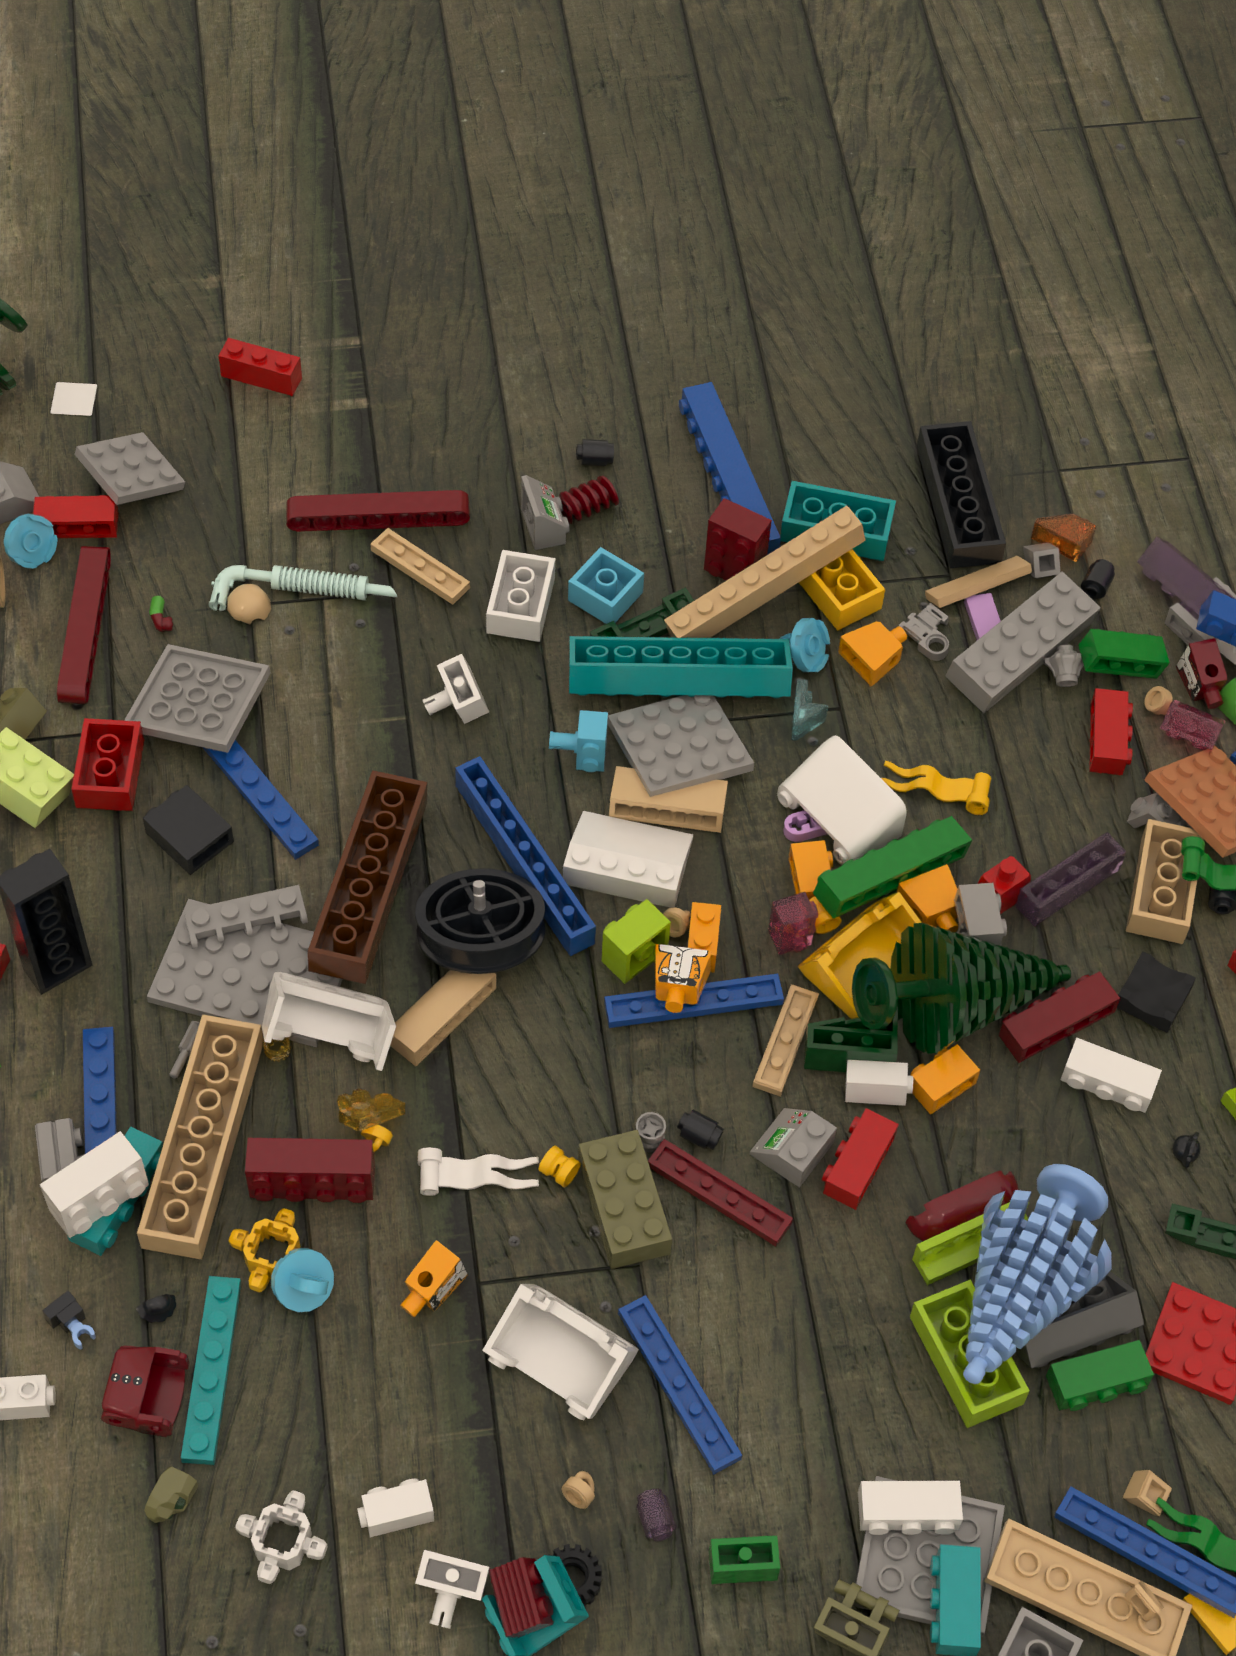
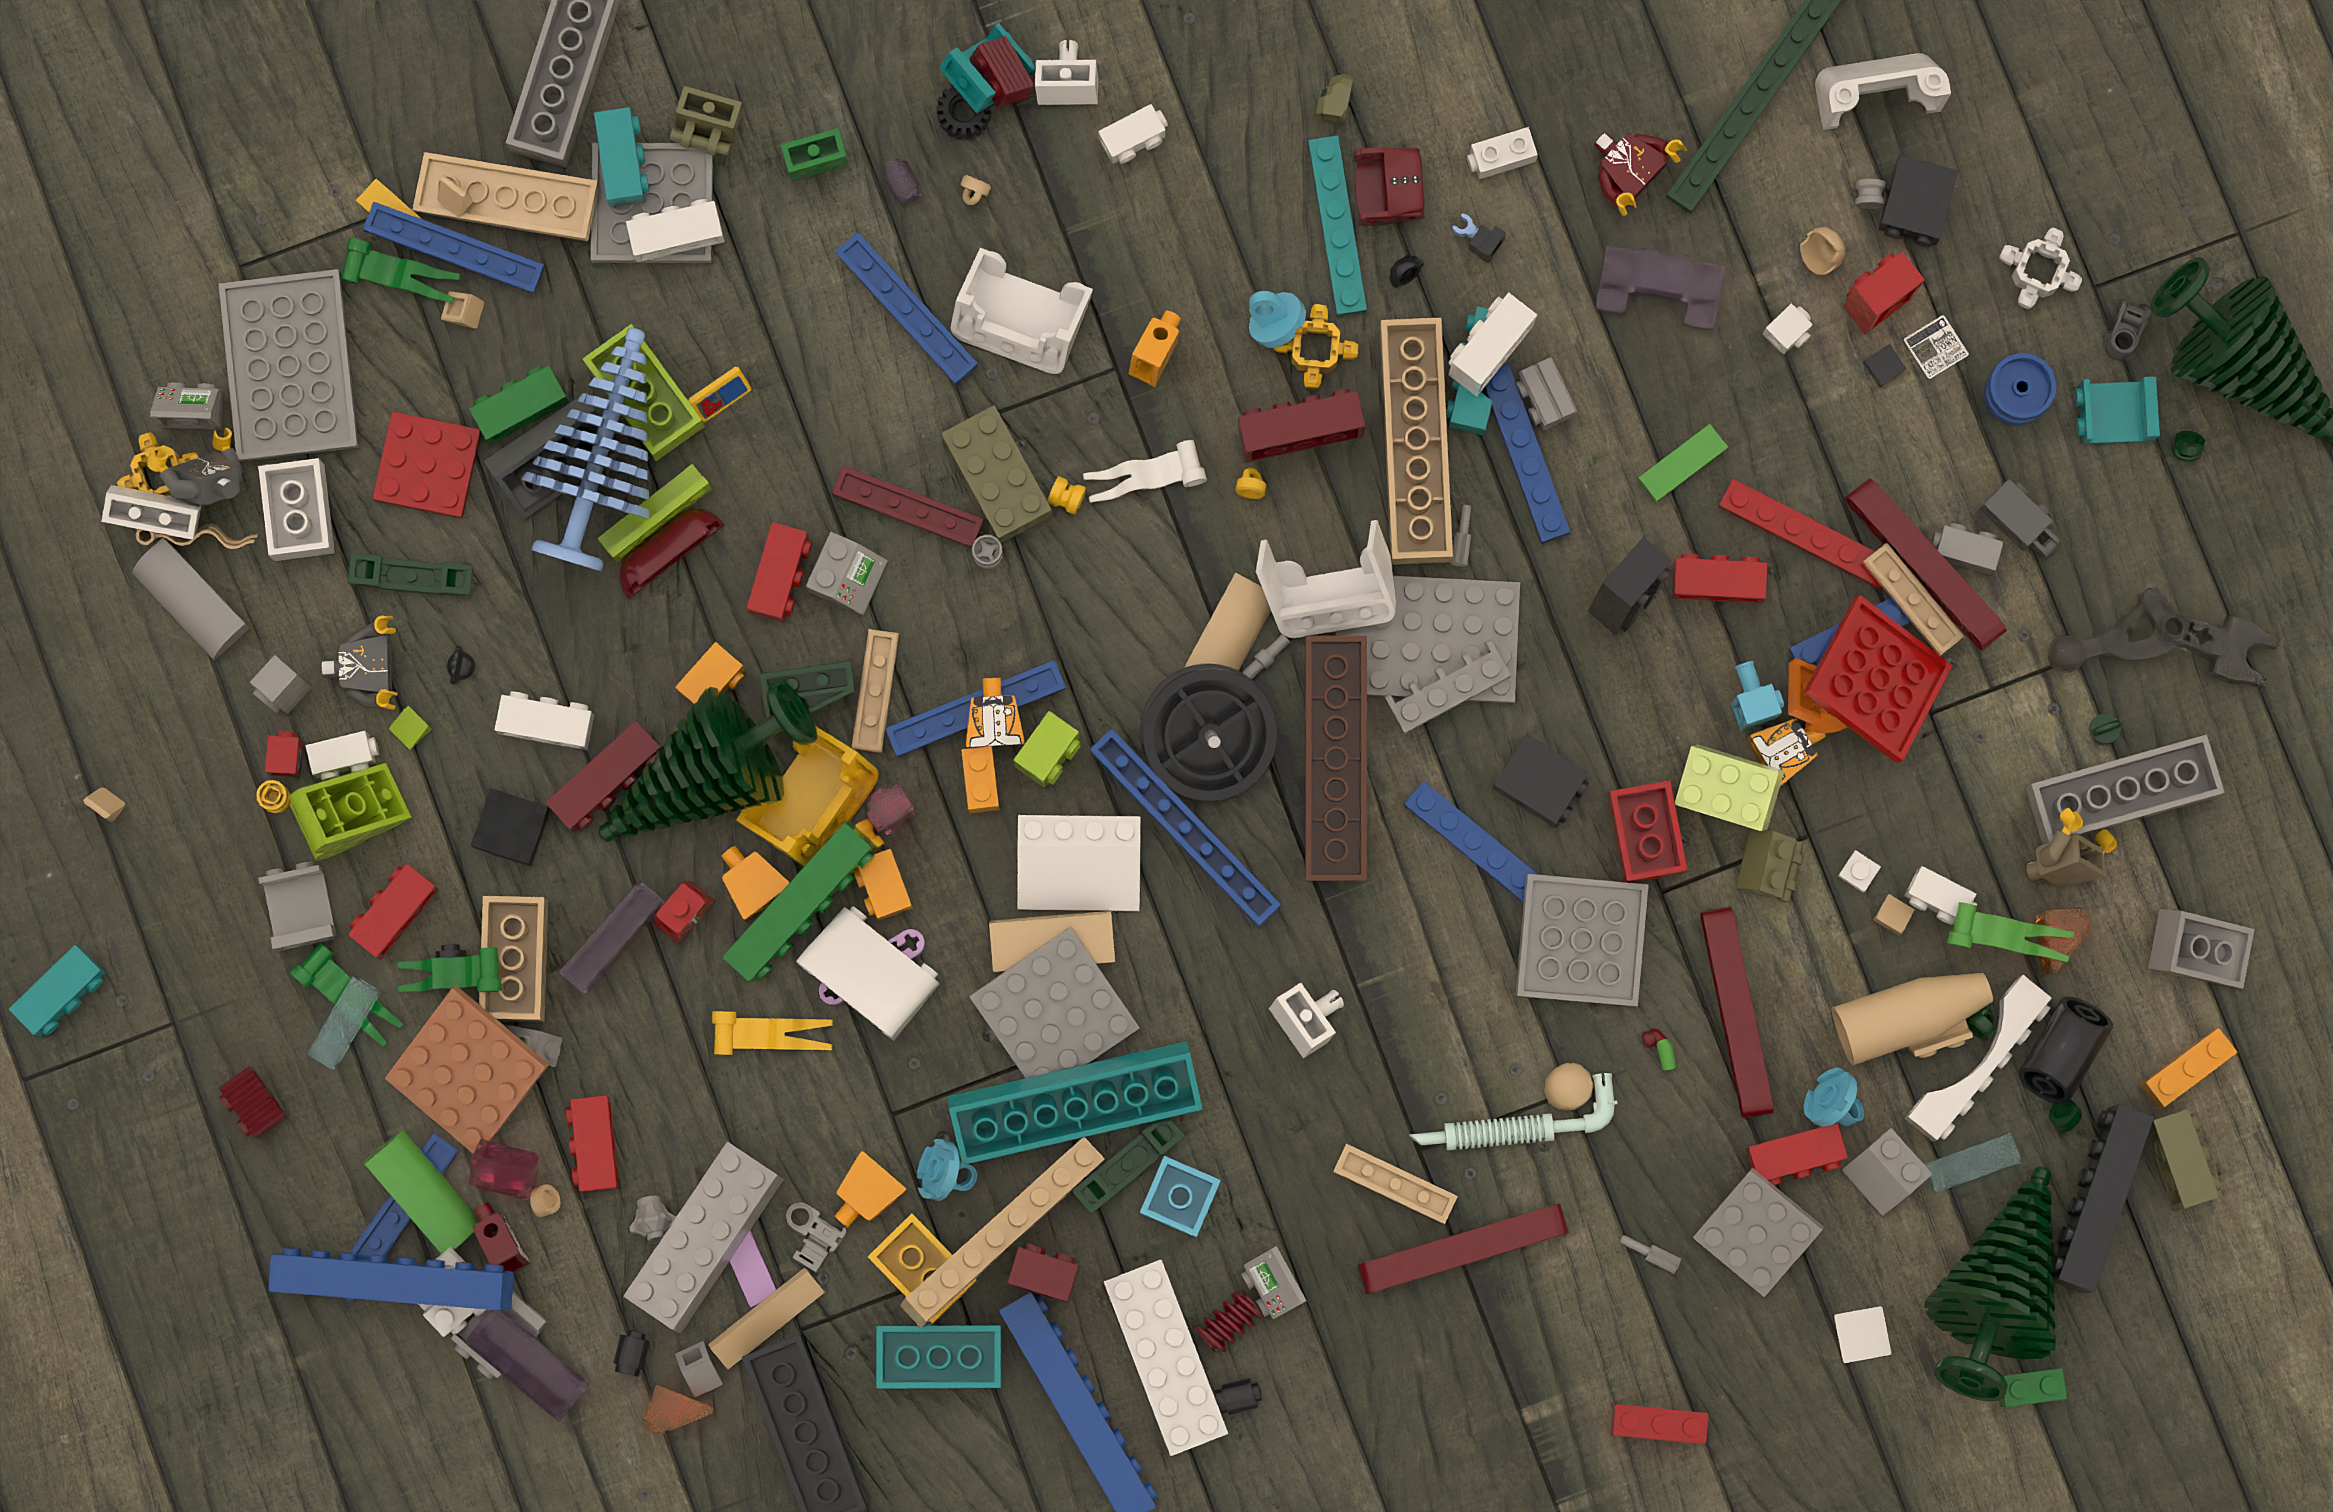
camera: 170 degrees right, 25 degrees up
(220, 478) = (1654, 1254): none -> light grey axle
(270, 1558) = (1225, 106): white piece -> none
(362, 1111) = (1261, 502): clear yellow hinge -> none
(409, 985) = (1265, 658): none -> light grey bar
(520, 595) = (1271, 1161): white brick -> none
(587, 742) = (1151, 979): medium azure brick -> none
(648, 487) = (1165, 1357): none -> white brick
(679, 921) = (1013, 792): tan tile -> none
(700, 1129) = (939, 567): black brick -> none
(805, 713) = (929, 1081): clear light blue slope -> none
(877, 1082) = (774, 654): white brick -> none
(890, 1344) = (720, 394): none -> slope
(979, 912) = (701, 852): light grey brick -> none
(1123, 653) = (590, 1245): green brick -> none

